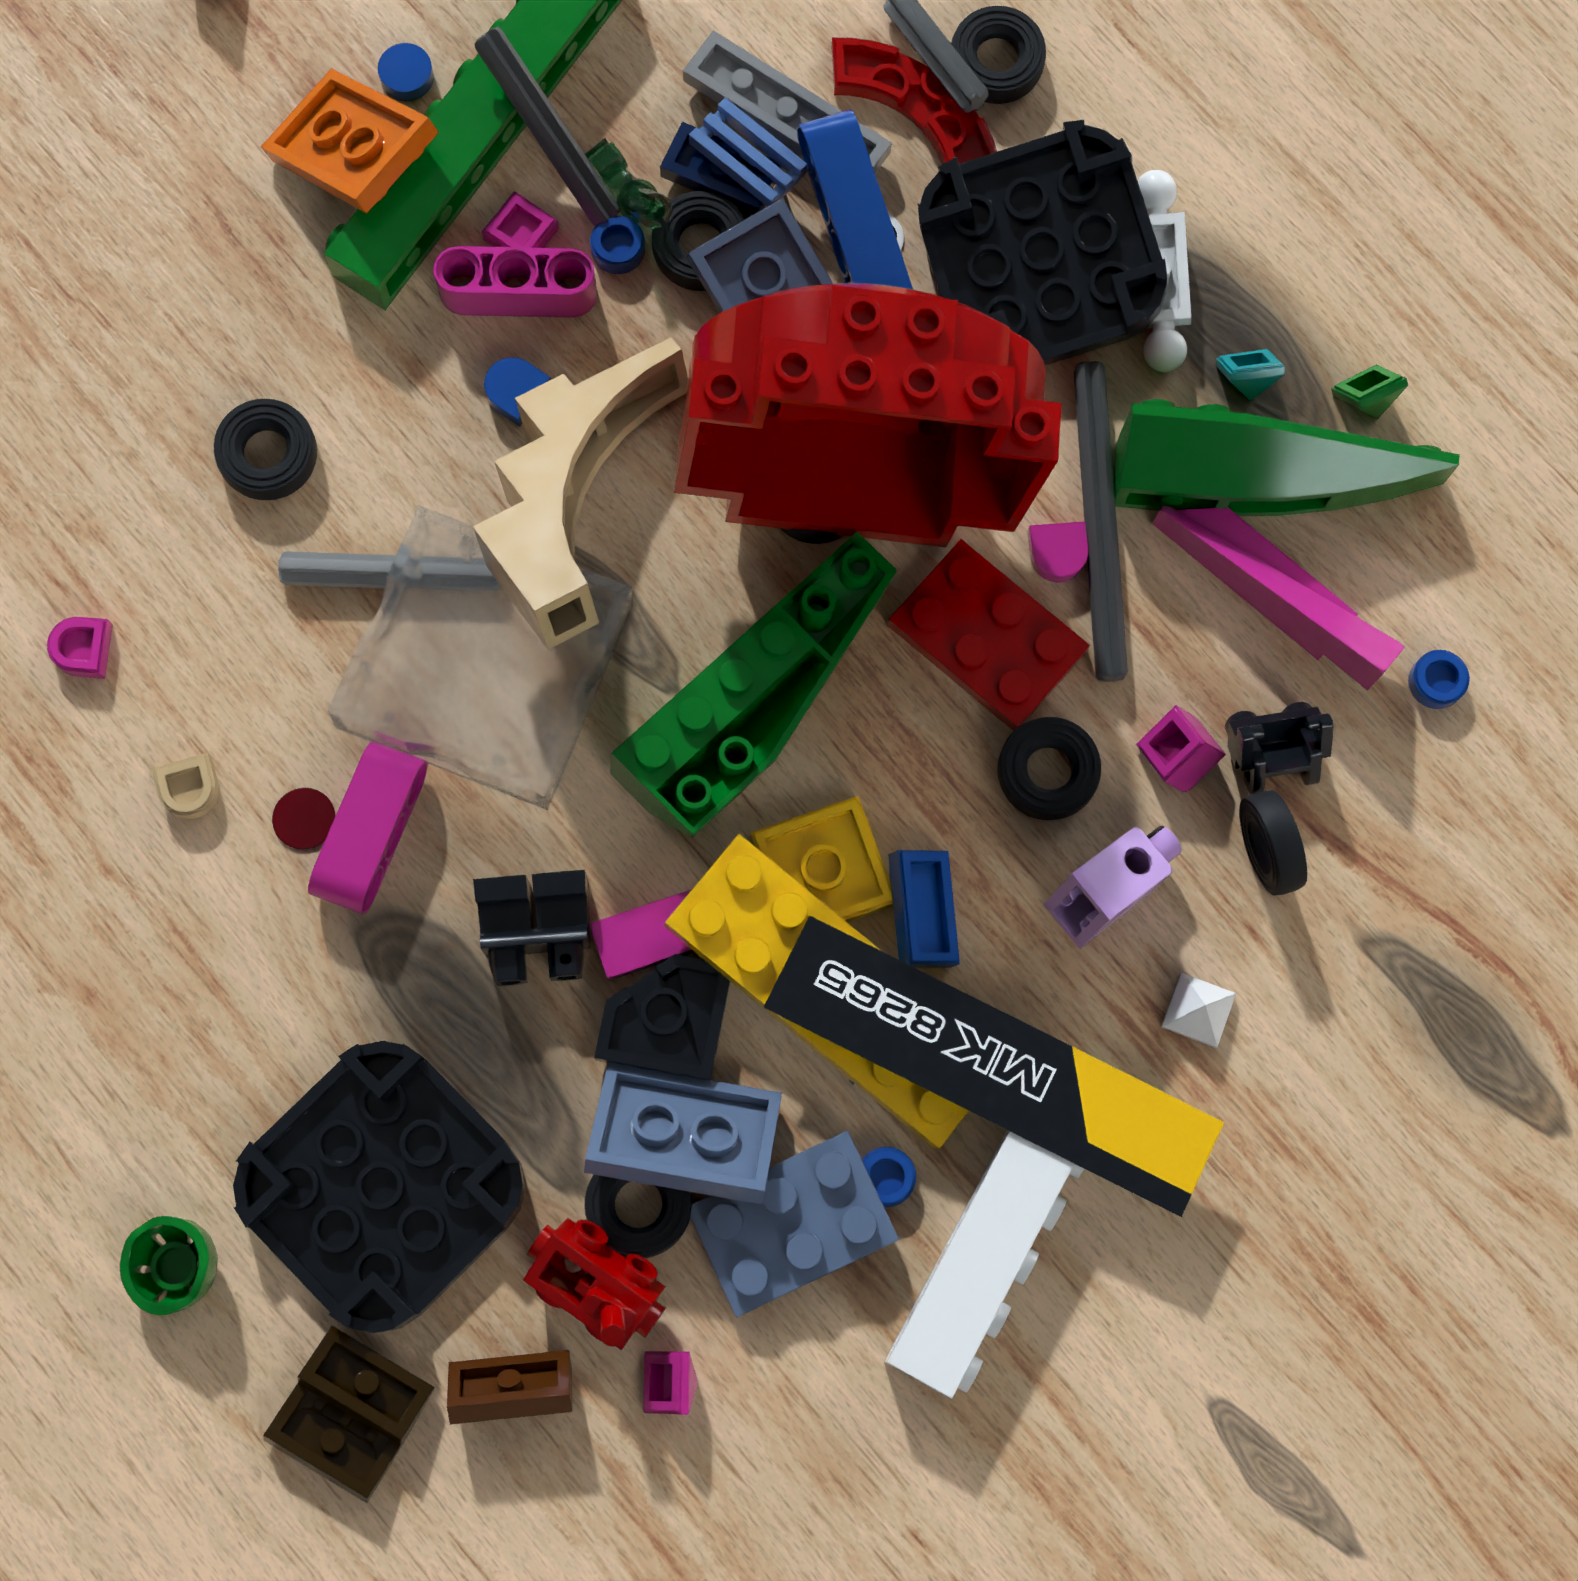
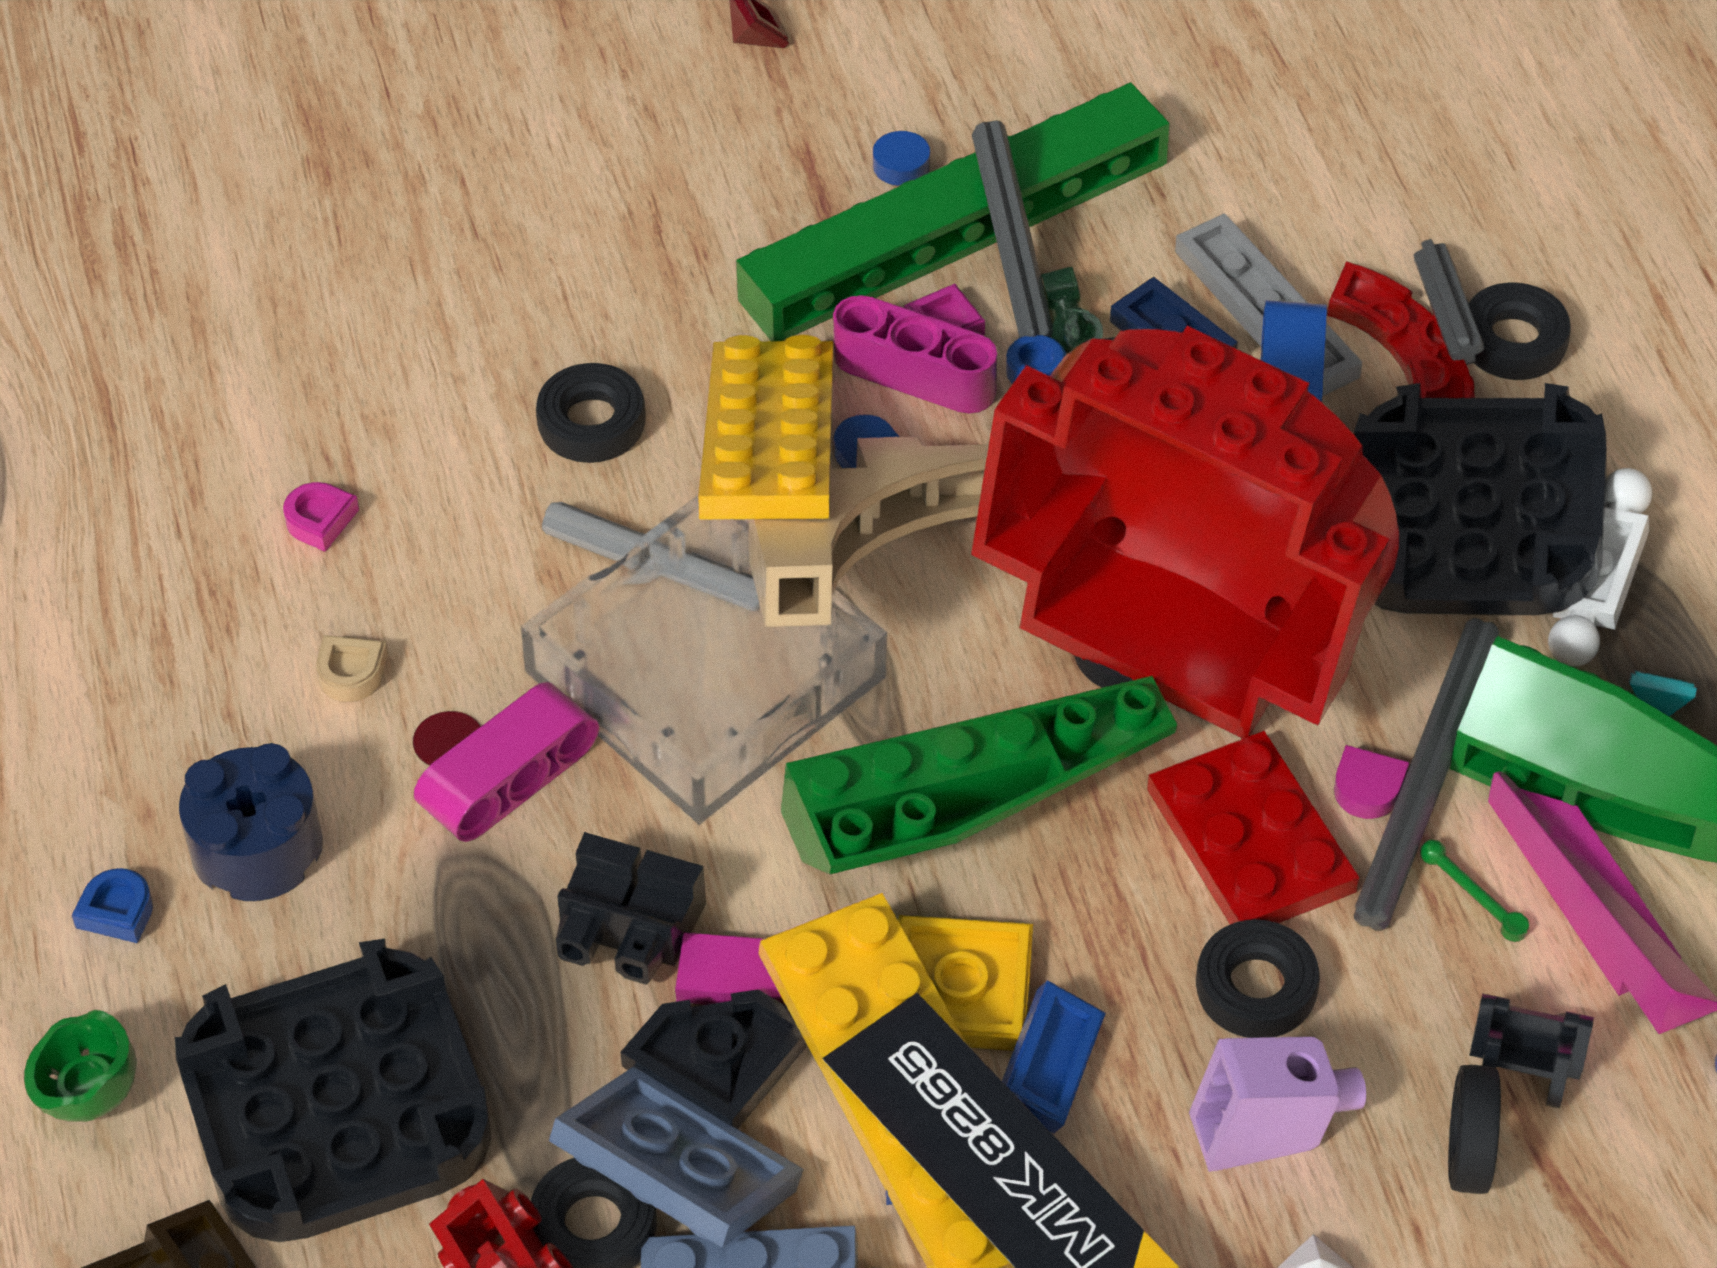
camera: 30 degrees right, 25 degrees down
(110, 1094) = (115, 905): none -> blue tile
(154, 981) = (250, 821): none -> dark blue brick
(350, 140) = (814, 181): orange plate -> none
(443, 431) = (768, 430): none -> yellow plate
(759, 137) = (1204, 282): medium blue tile -> none
(1180, 749) = (1415, 1014): dark pink slope -> none
(1217, 633) = (1513, 925): none -> green hinge

